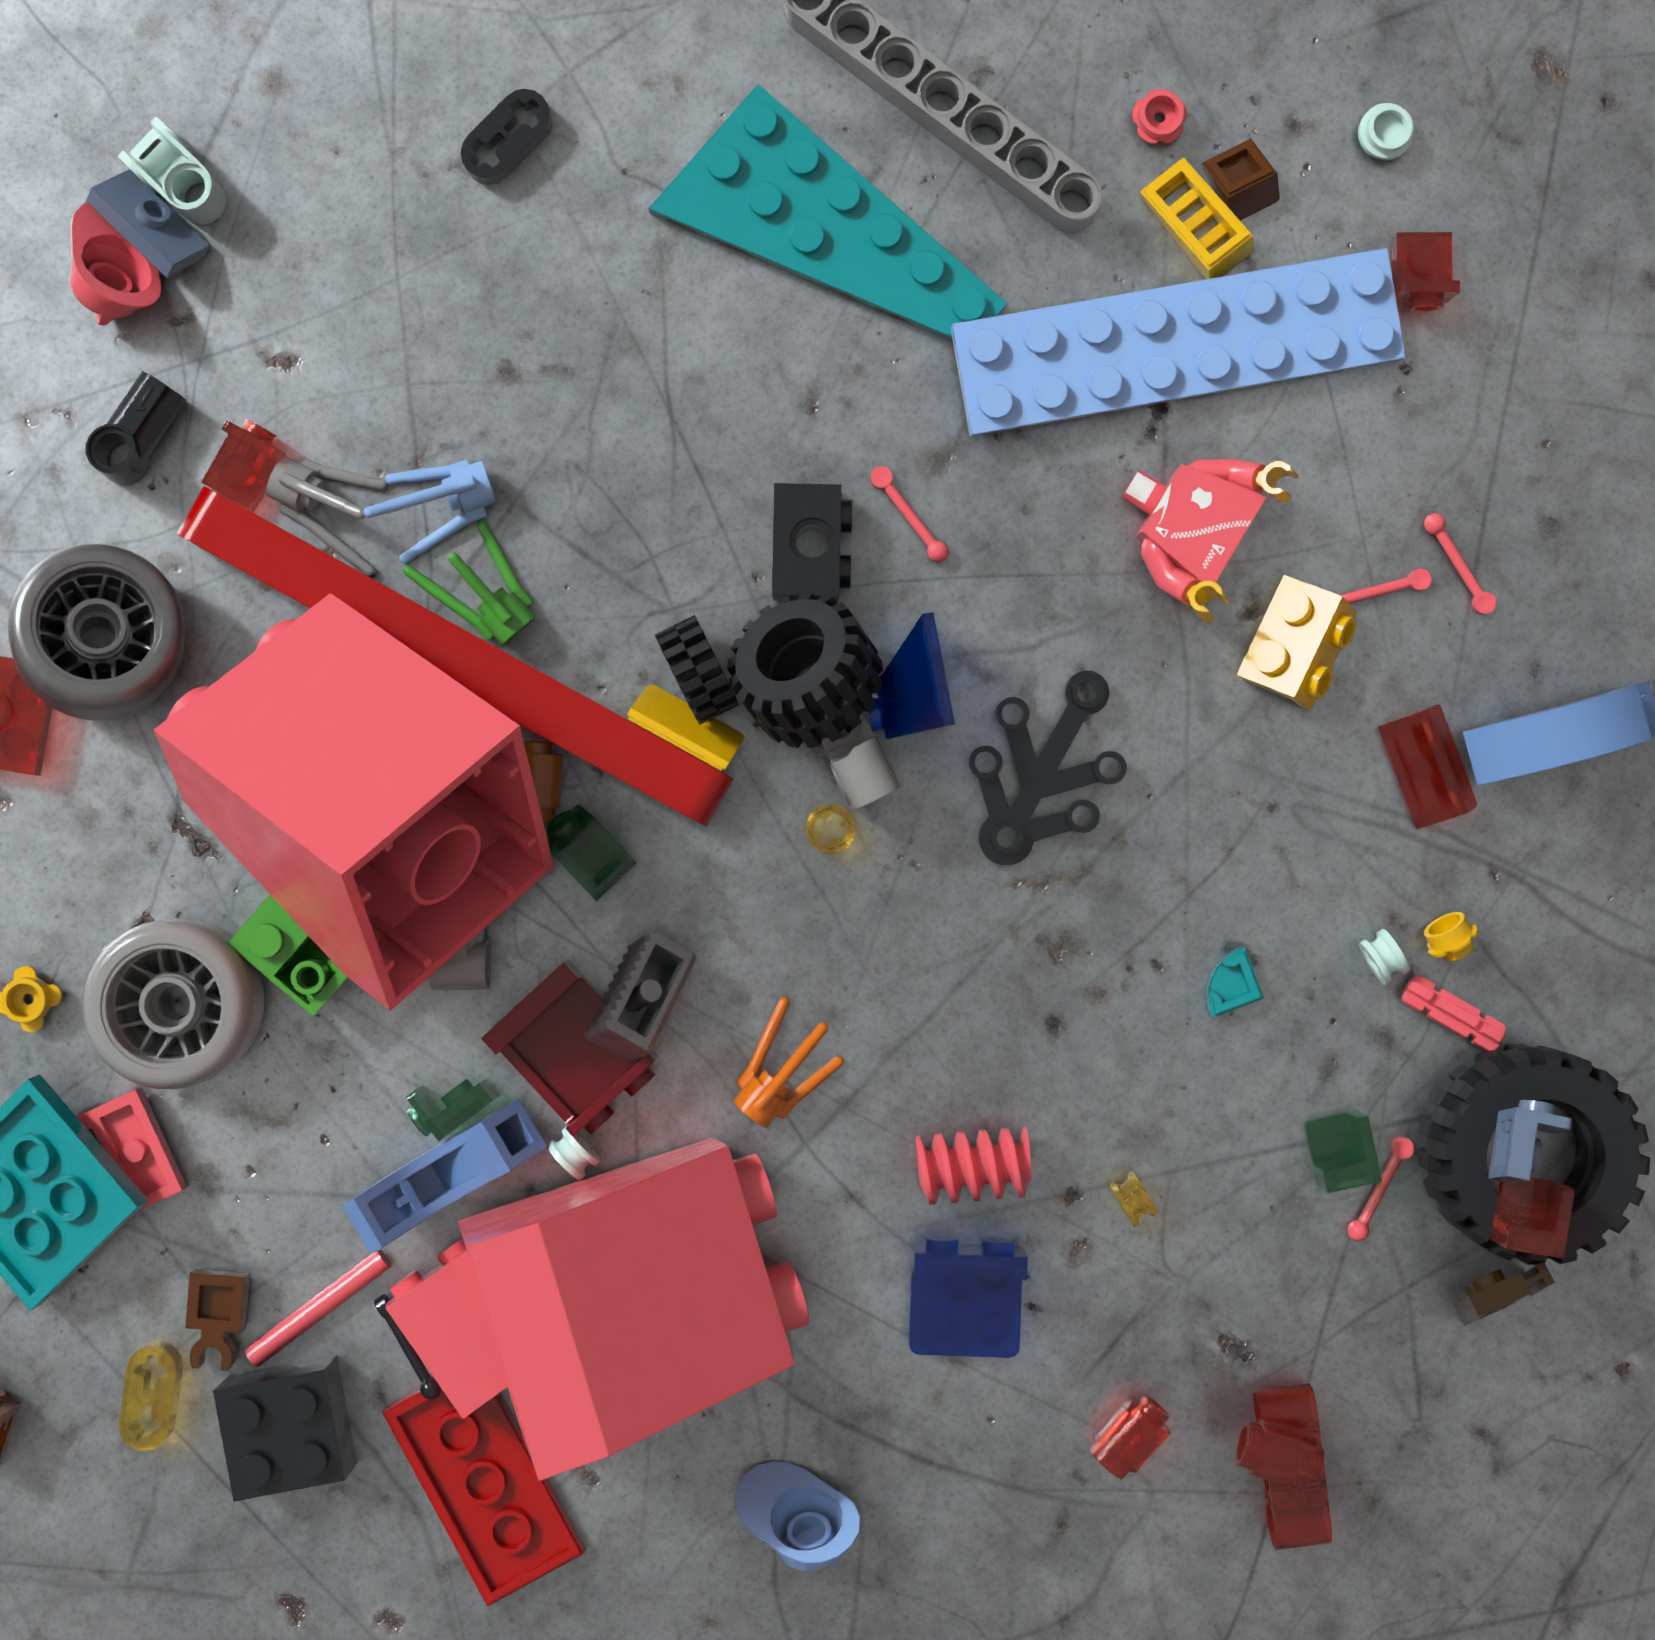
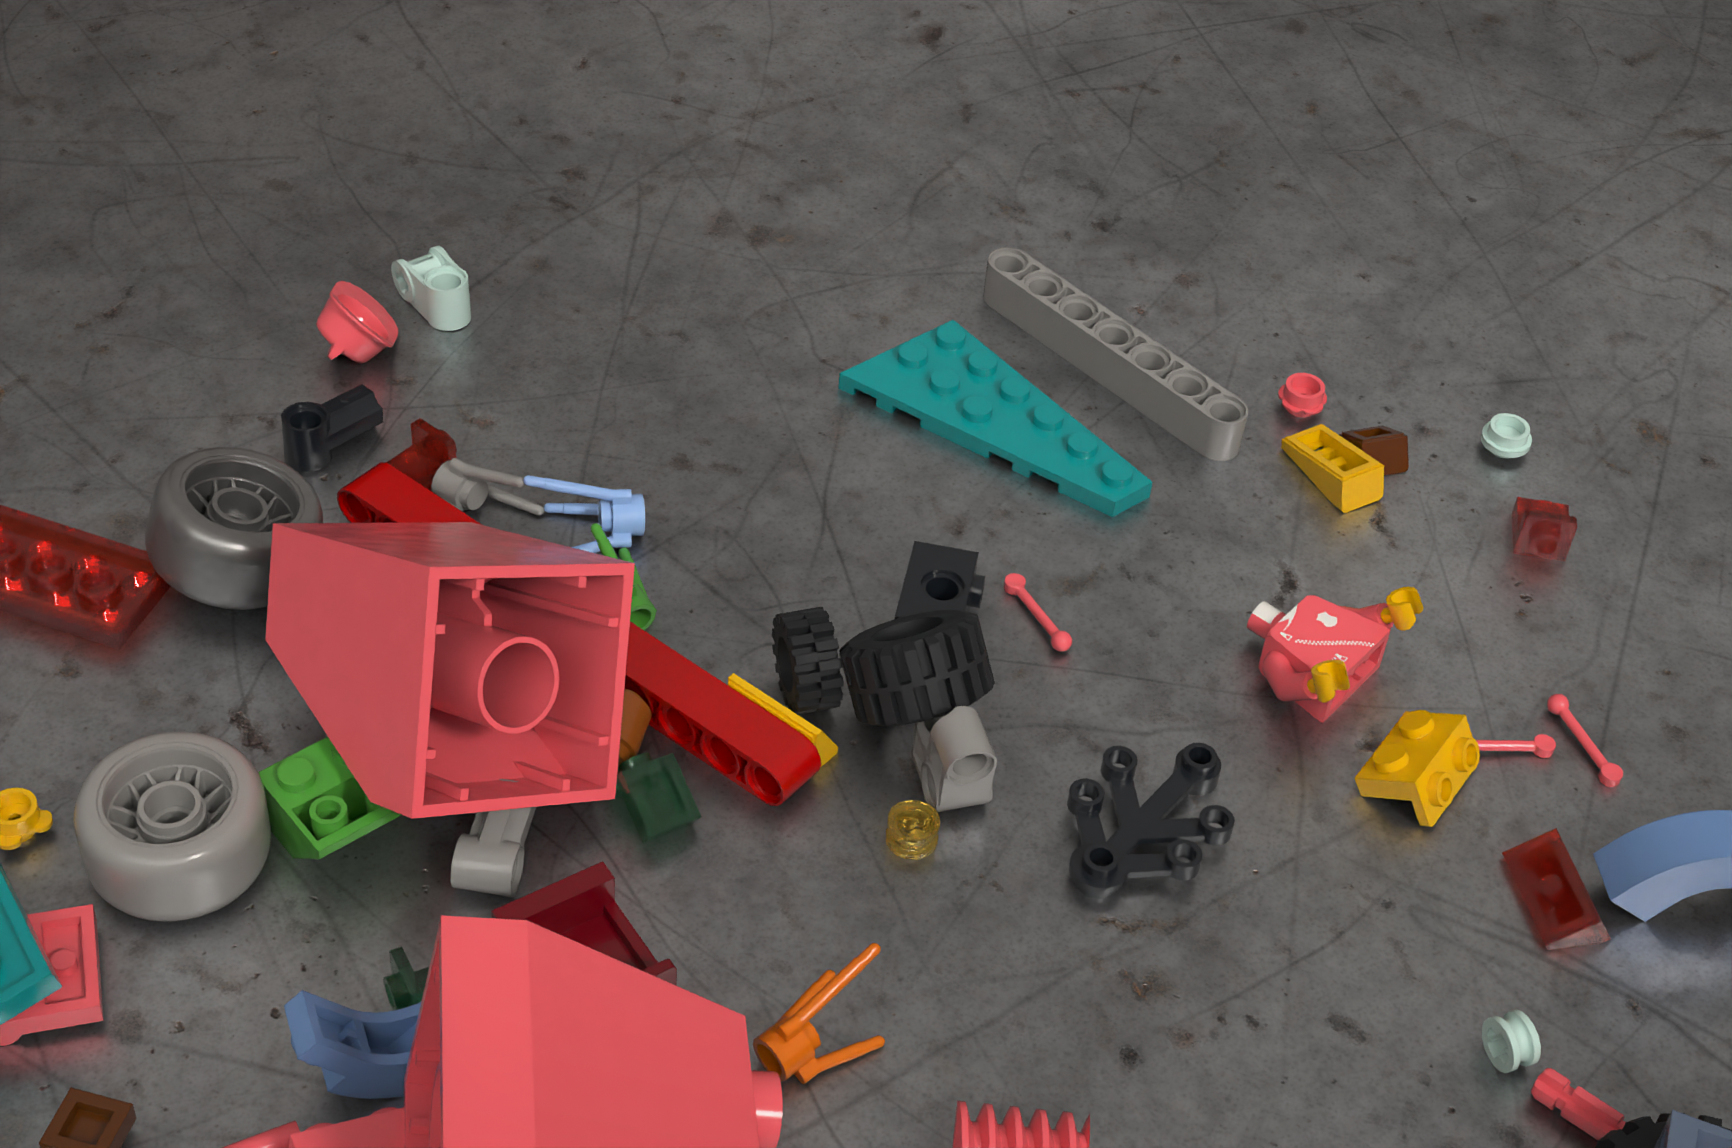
camera: 10 degrees right, 45 degrees down
(147, 223) = (399, 308): sand blue plate -> none
(497, 127) = (726, 318): black beam -> none
(640, 997) = (676, 904): flat silver brick -> none
(914, 687) = (1027, 709): clear blue slope -> none
(1177, 342) = (1309, 532): light blue plate -> none
(1232, 984) = (1338, 1048): teal tile -> none
(1450, 936) = (1586, 1039): yellow plate -> none

